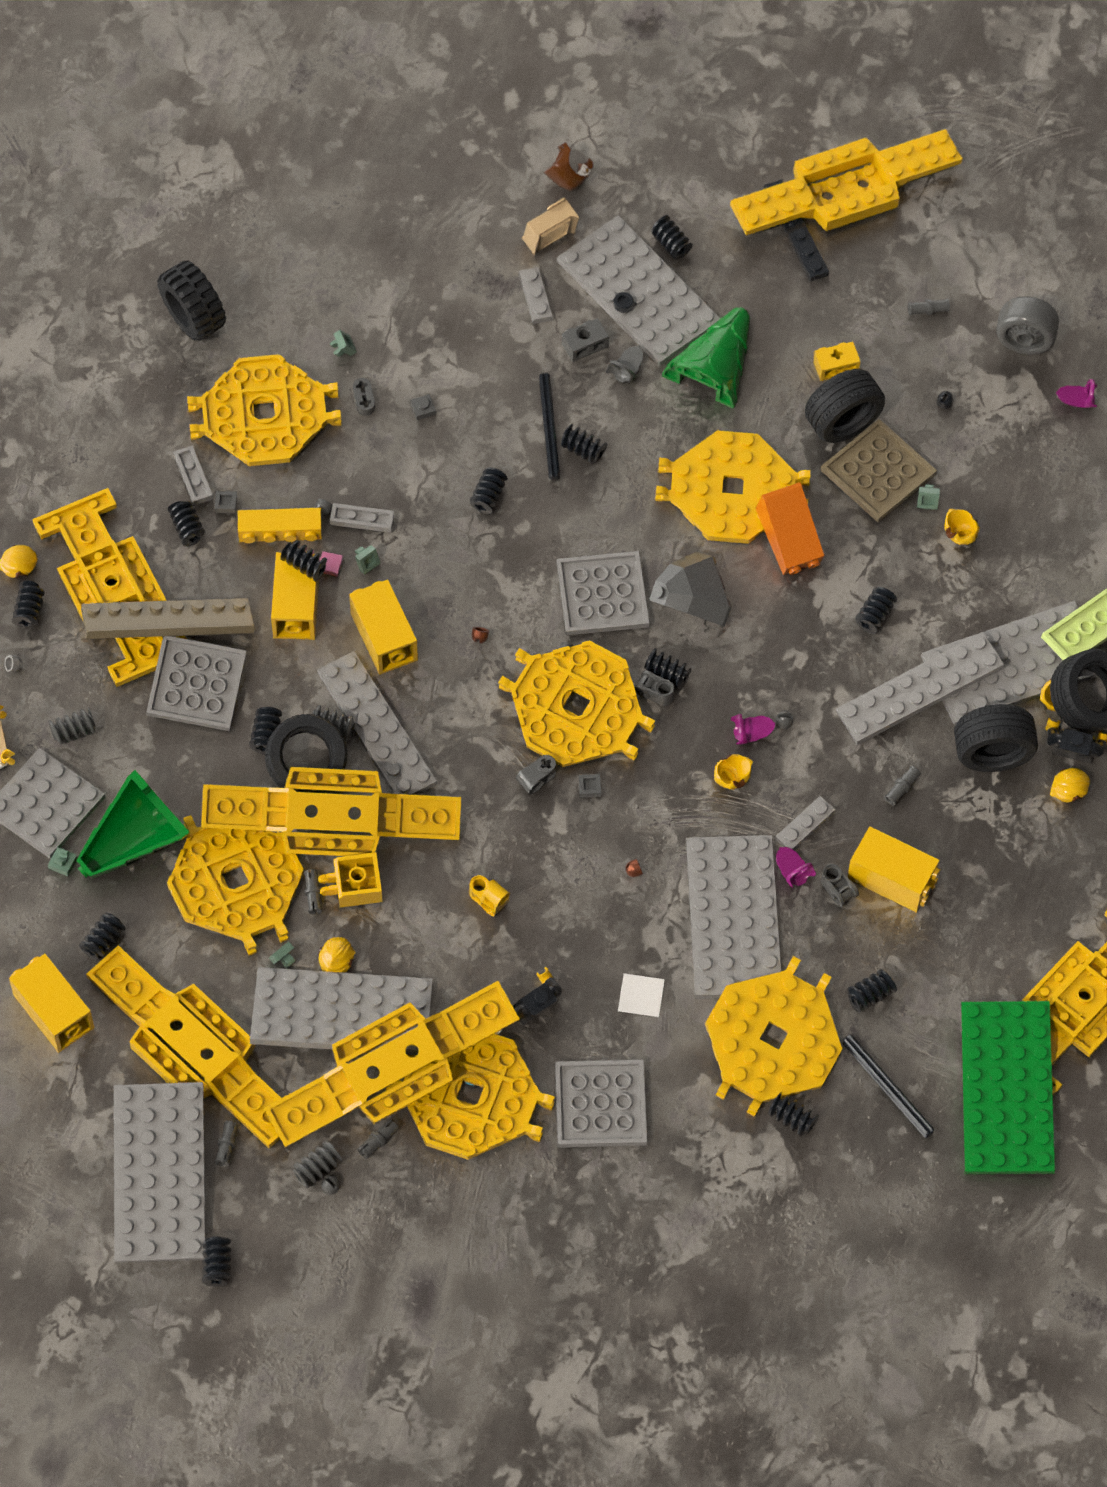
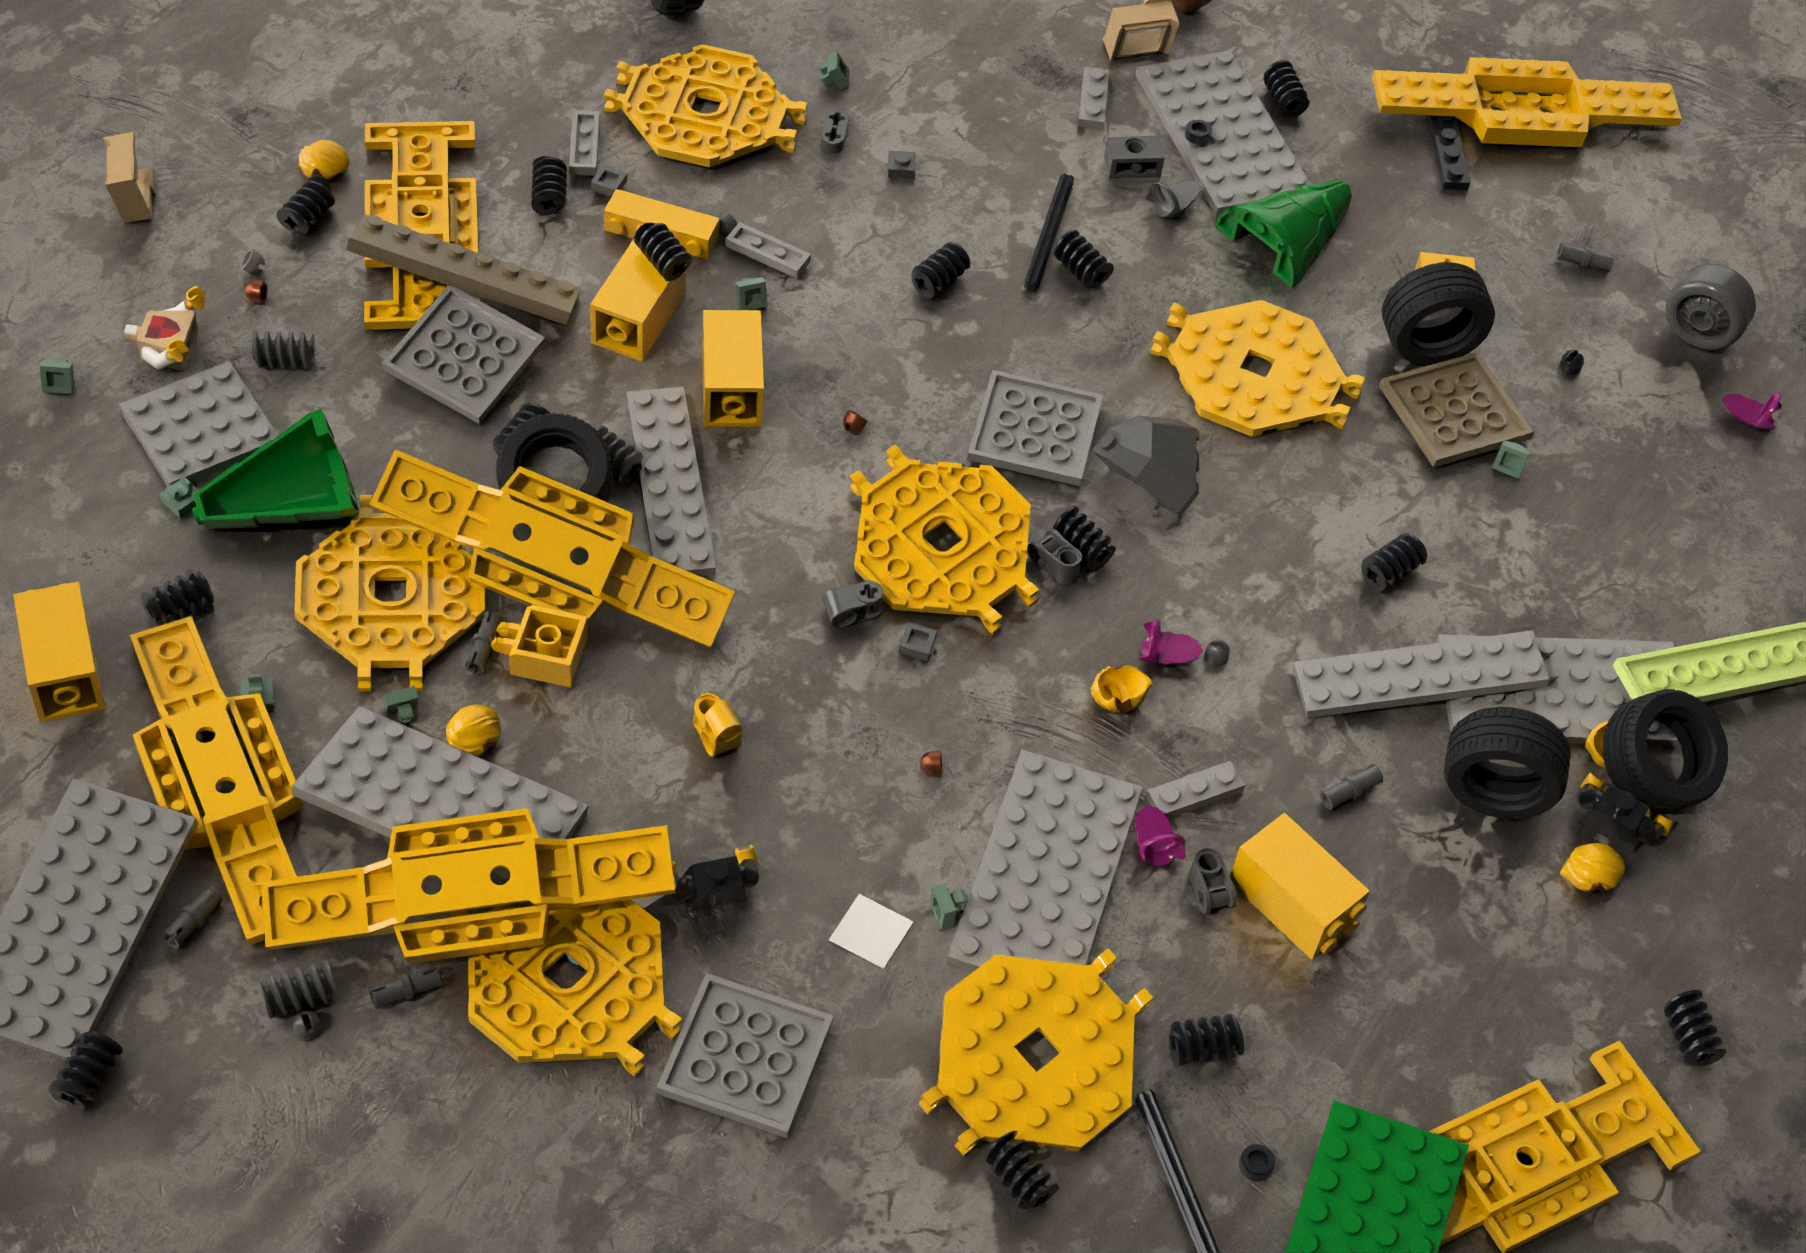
camera: 15 degrees right, 10 degrees down
(27, 686) = (256, 291): none -> copper hinge
(185, 979) = (256, 684): none -> sand green tile
(333, 563) = (703, 286): bright pink tile -> none
(682, 963) = (947, 905): none -> sand green tile
(790, 529) = (1313, 428): orange slope -> none
(928, 1055) = (1257, 1162): none -> black tile
(961, 527) = (1544, 504): yellow hair -> none

